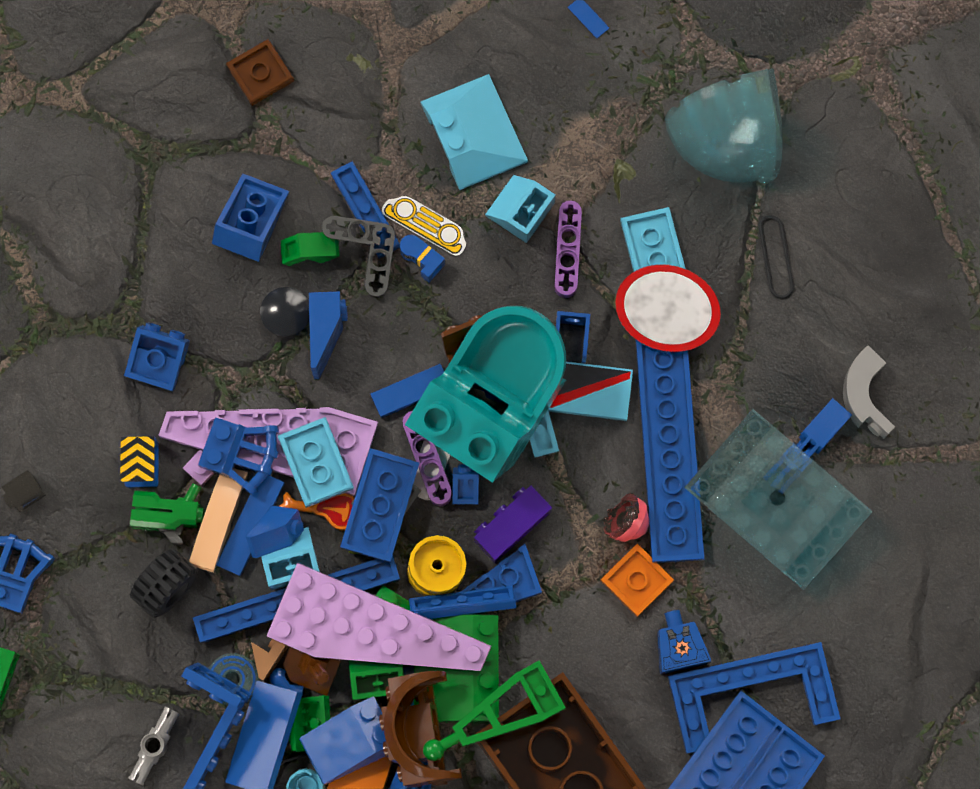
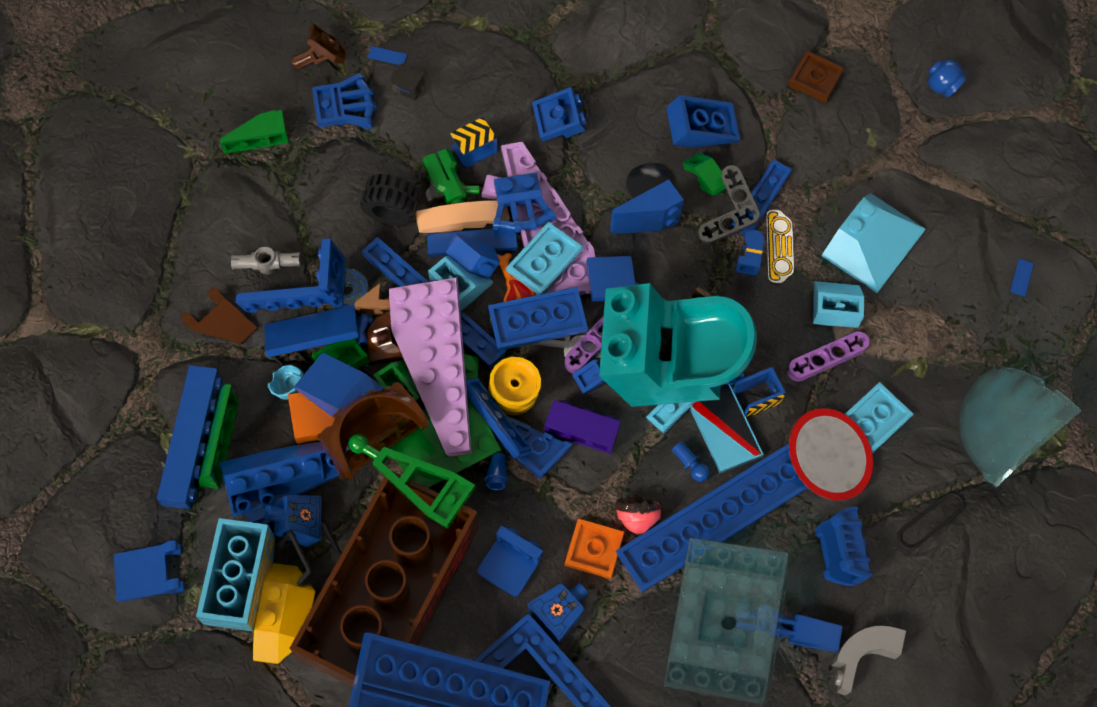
camera: 60 degrees right, 10 degrees down
(374, 408) = (608, 273): none -> blue tile
(514, 632) = (496, 475): none -> blue cone
(609, 666) = (510, 561): none -> blue bracket
(617, 439) = (699, 472): none -> blue pin
(762, 352) = (844, 548): none -> blue piece

